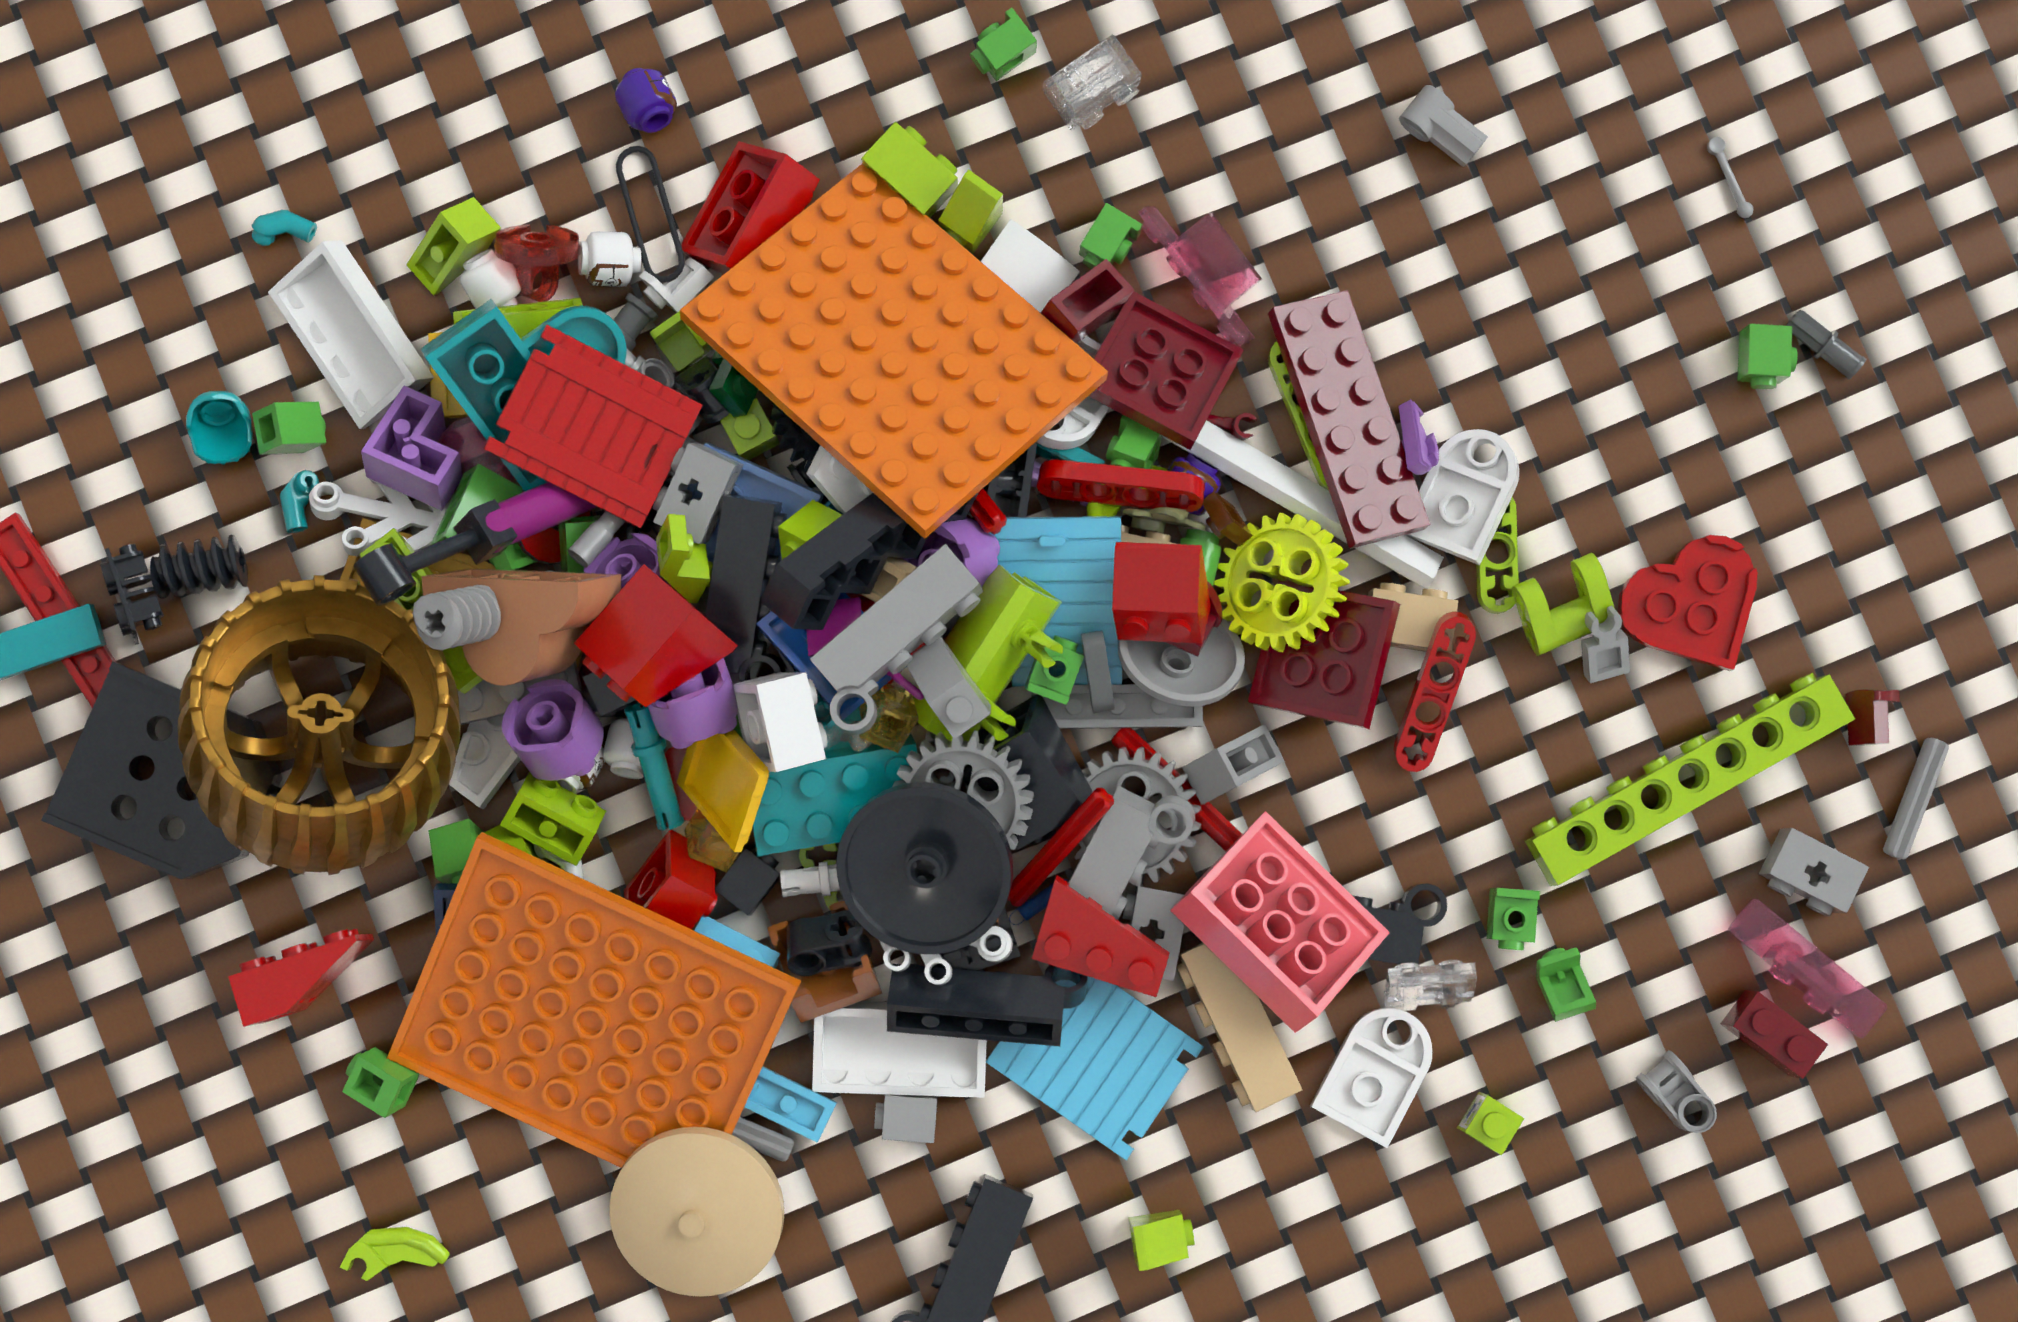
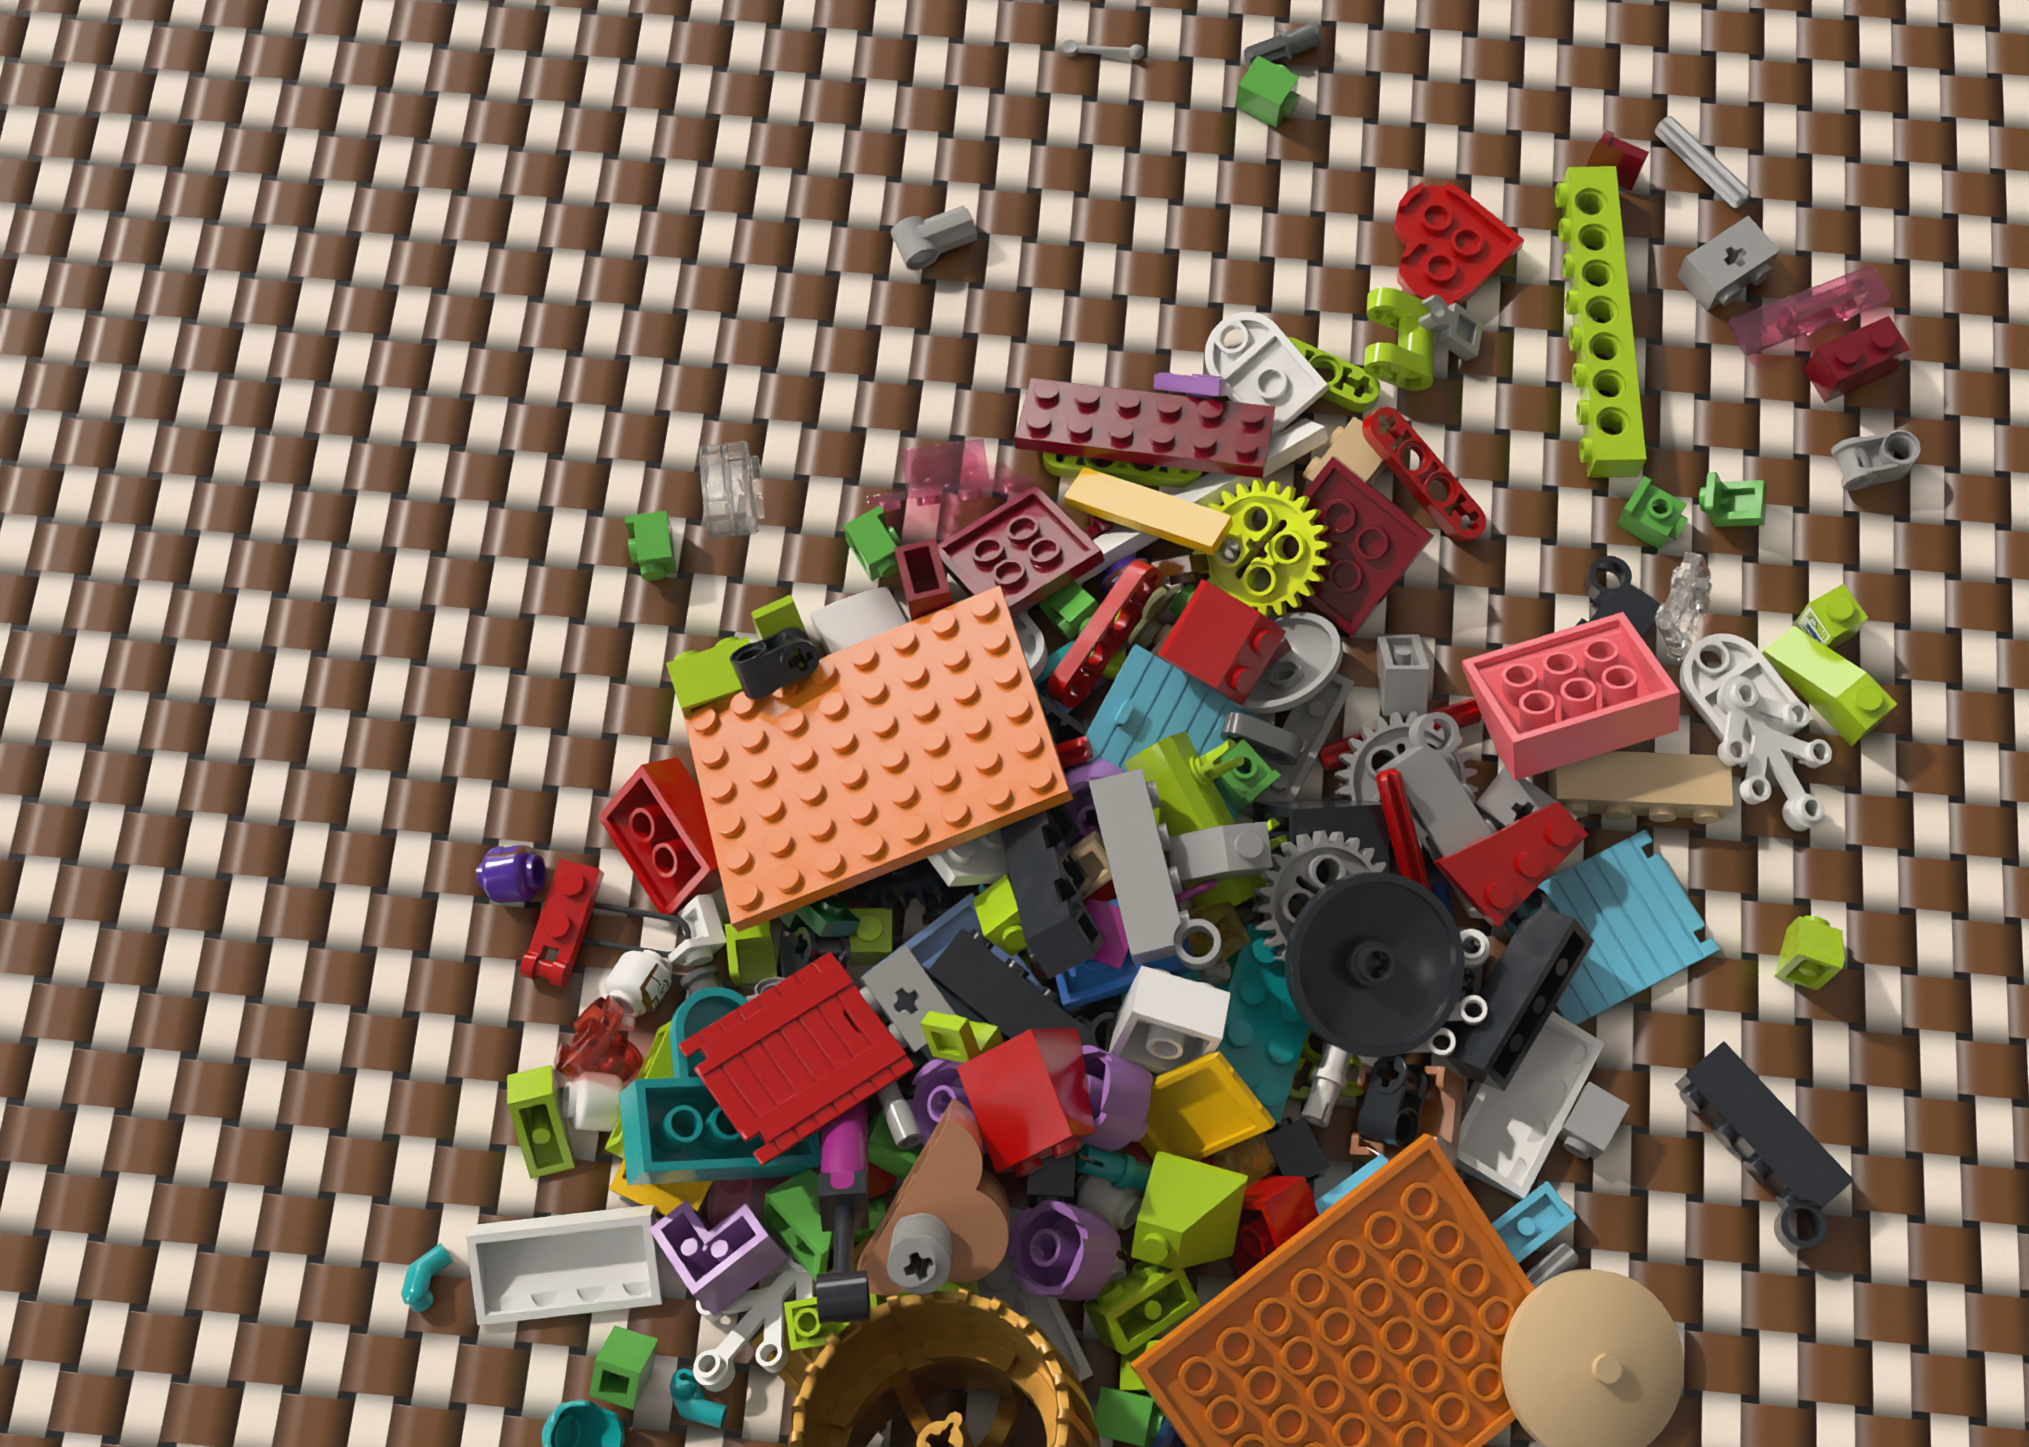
camera: 55 degrees left, 15 degrees down
(628, 166) = (562, 922): none -> red plate
(636, 817) = (1188, 1213): none -> lime slope
(934, 214) = (770, 662): none -> black piece
(1263, 463) = (1148, 511): none -> yellow tile
(1331, 1118) = (1768, 747): none -> white plant
(1428, 1146) = (1831, 684): none -> lime slope

